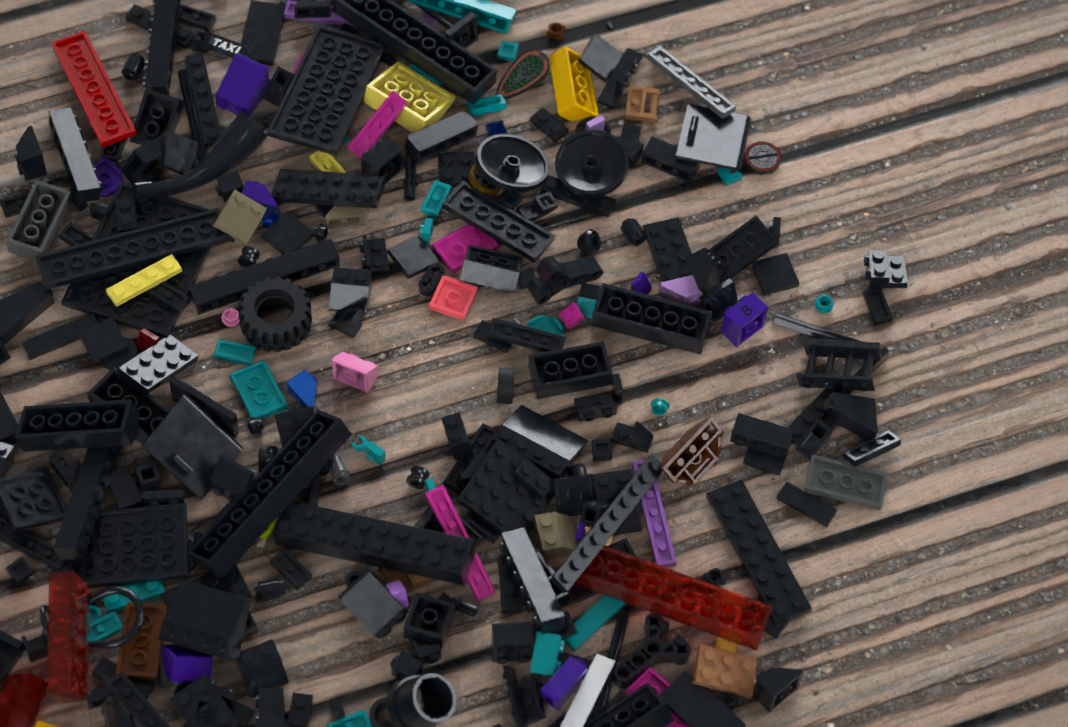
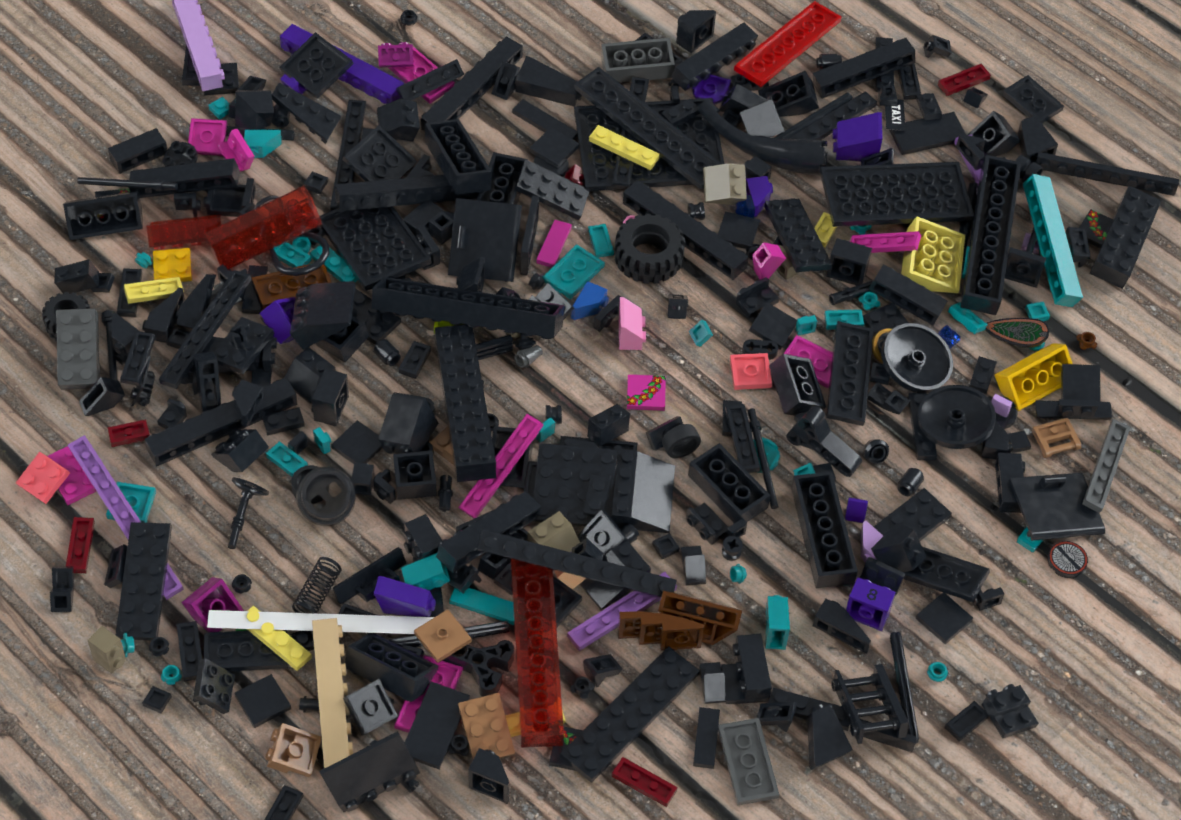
camera: 65 degrees right, 5 degrees down
(215, 390) = (554, 243): none -> dark pink tile
(234, 16) = (929, 106): none -> black plate
(303, 658) = (329, 397): none -> black brick
(325, 376) = (607, 314): none -> black plate
(344, 686) = (322, 440): none -> teal plate
(347, 226) = (767, 260): none -> dark pink slope
(350, 289) = (709, 293): black slope -> none
(362, 657) = (357, 443): none -> black tile
(372, 451) = (559, 372): teal plate -> none
(390, 317) = (700, 333): none -> teal plate
(398, 592) = (423, 437): medium lavender slope -> none
(425, 165) = (872, 298): none -> teal plate
(430, 392) = (646, 392): none -> dark pink tile
(486, 395) = (656, 434): none -> black plate
(569, 335) = (755, 427): none -> black bar
(571, 316) = (789, 467): dark pink plate -> none
(620, 666) = (442, 636): none -> medium nougat plate
(632, 403) = (732, 553): none -> black wheel
(694, 489) = (660, 629): none -> reddish brown slope
(707, 554) = (600, 667): none -> black slope
(724, 396) = (777, 622): none -> teal slope
(748, 352) = (838, 623): none -> black slope
(757, 476) = (712, 682): none -> slope
(829, 570) = (644, 781): none -> dark red plate
(871, 448) = (798, 770): black plate -> none

